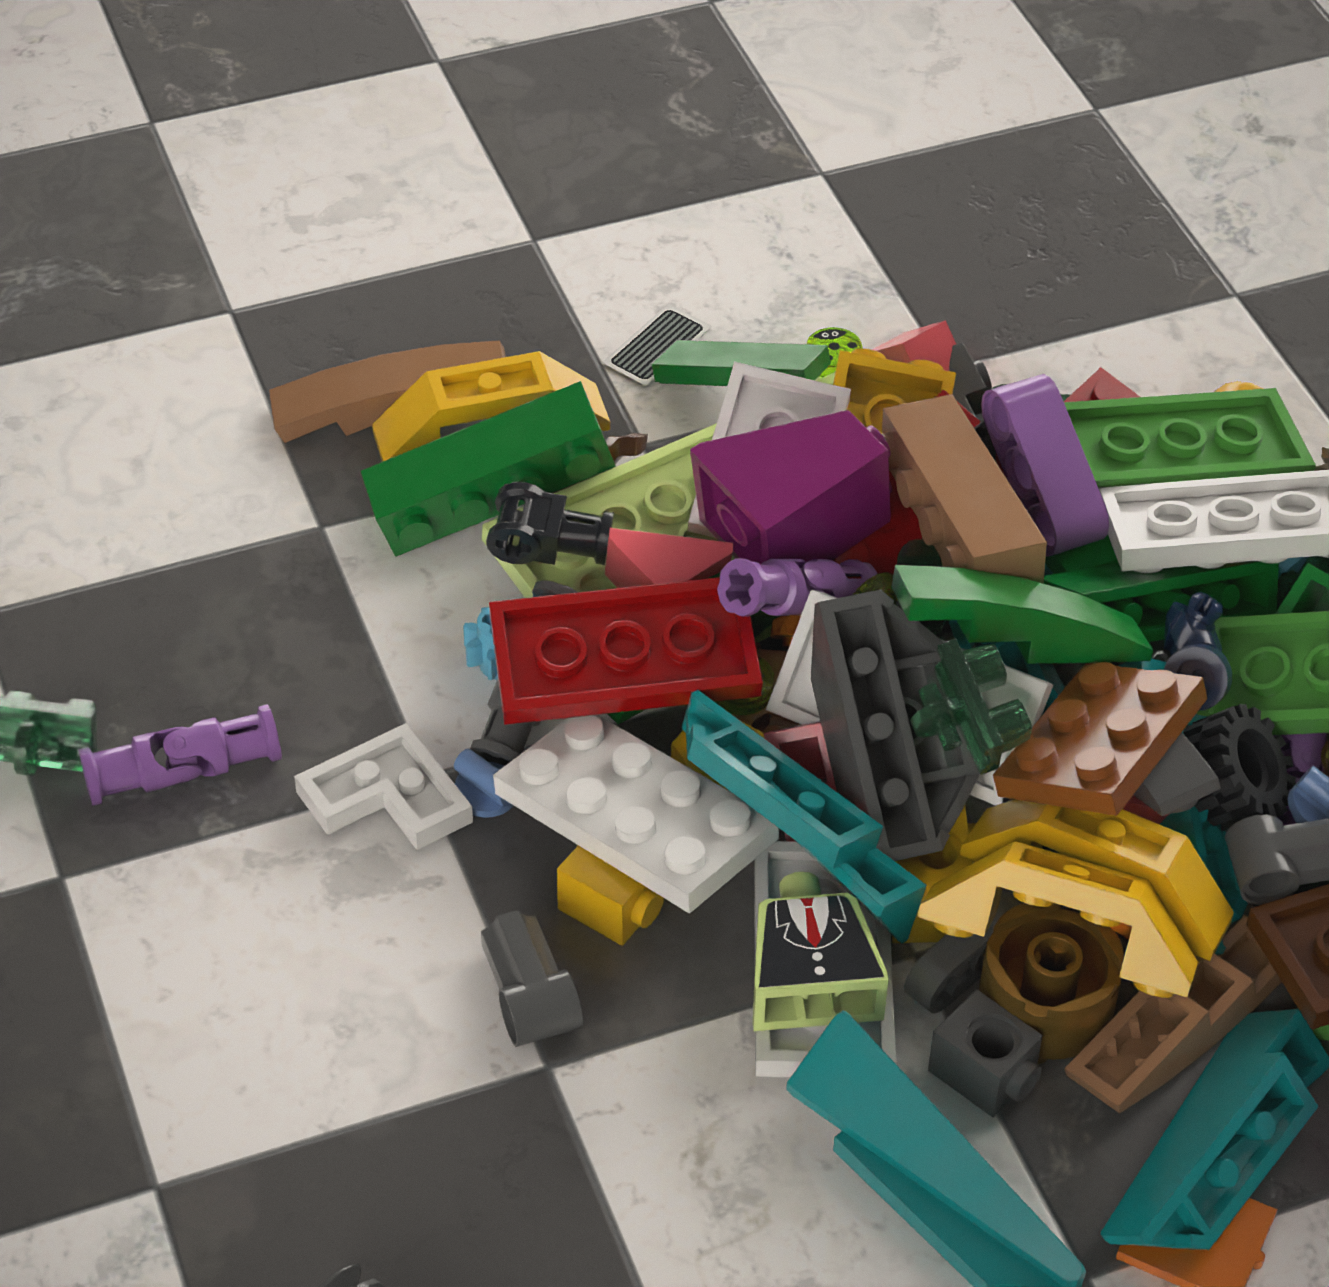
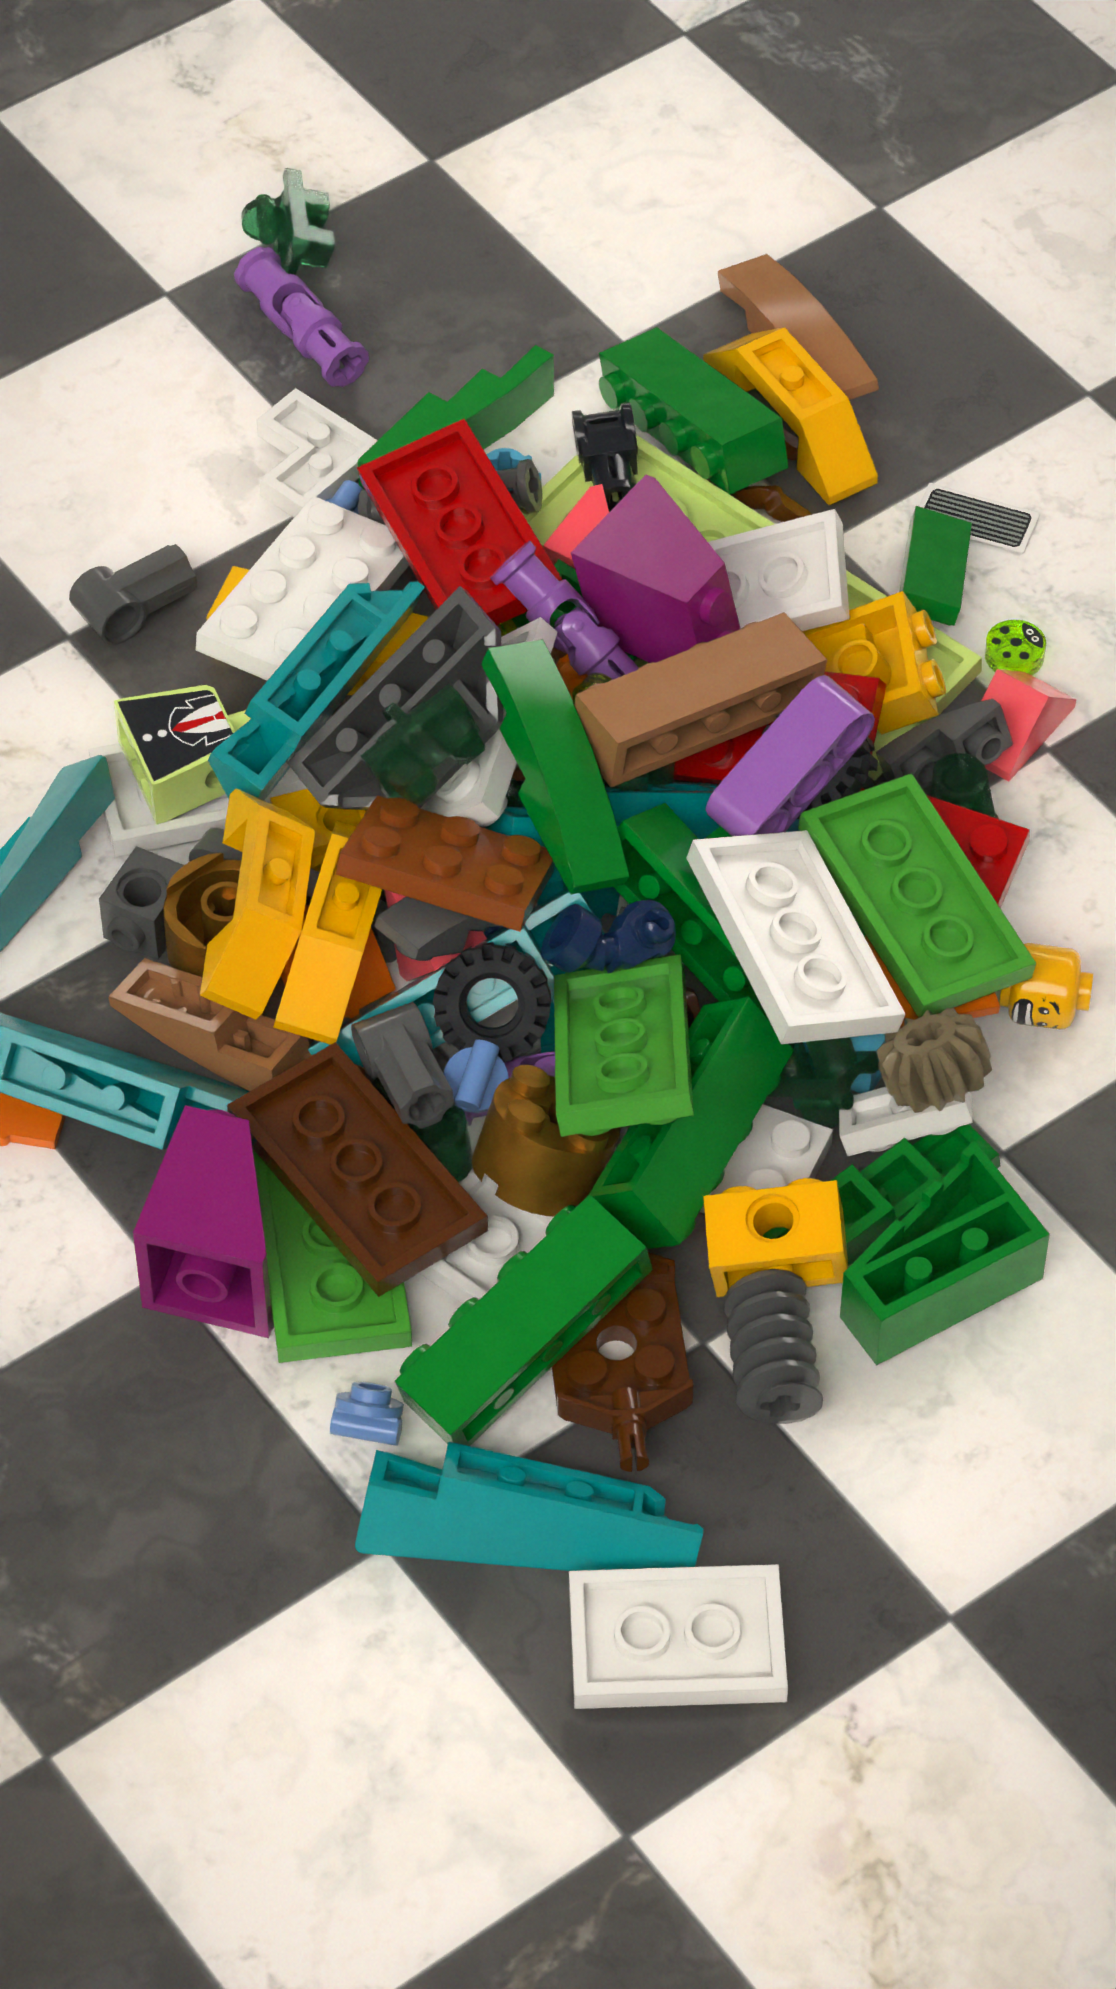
camera: 75 degrees right, 5 degrees up
(402, 660) = (486, 402): none -> green slope

